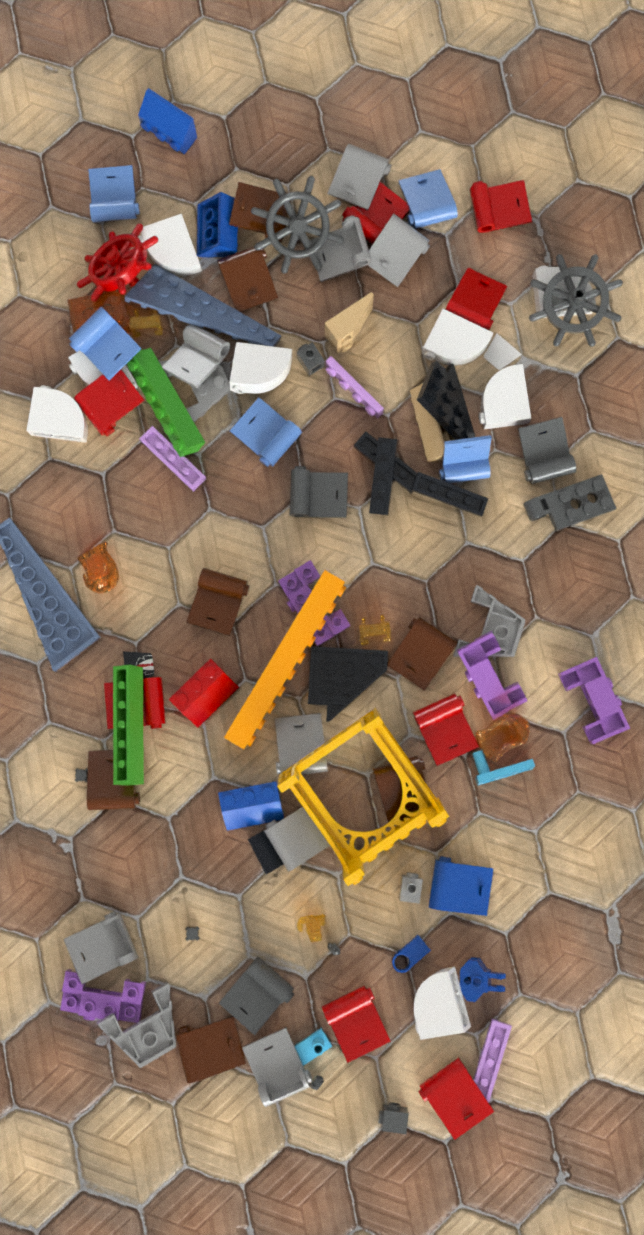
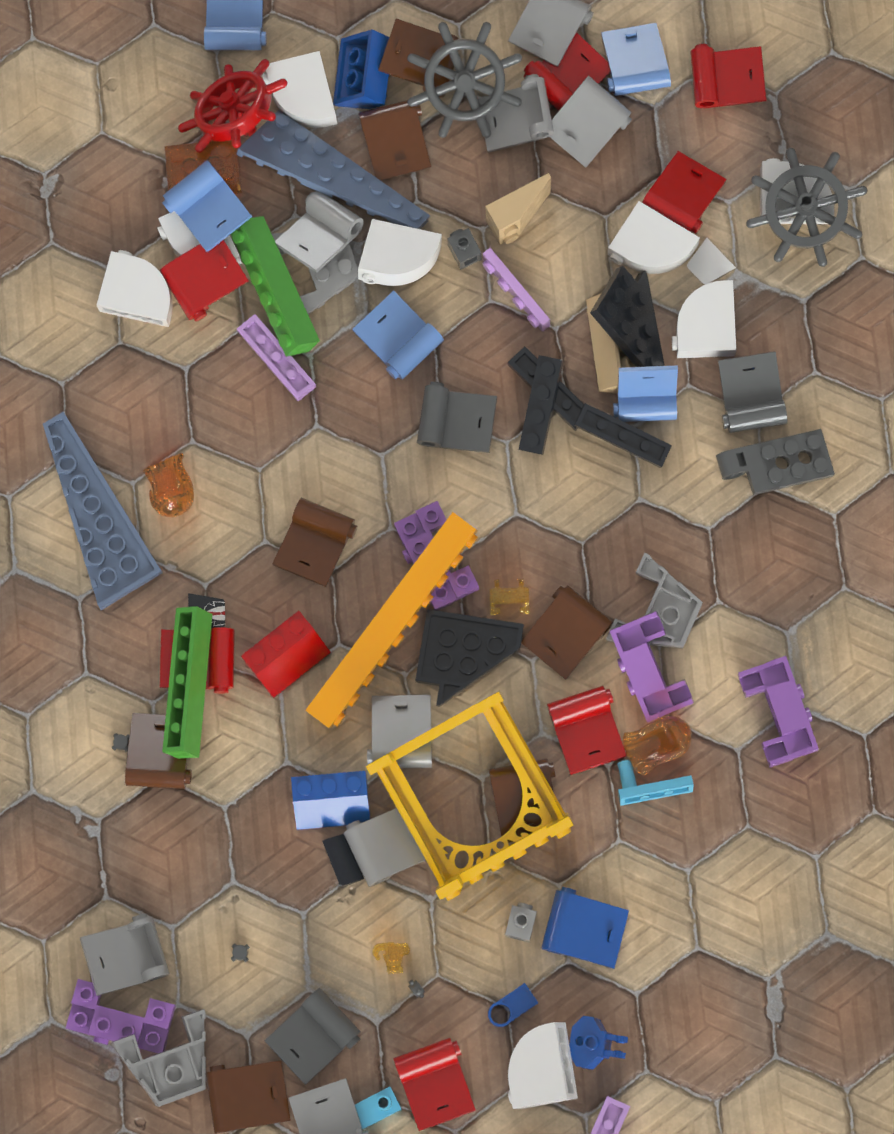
camera: 10 degrees right, 5 degrees down
(146, 322) = (260, 183): clear yellow piece -> none

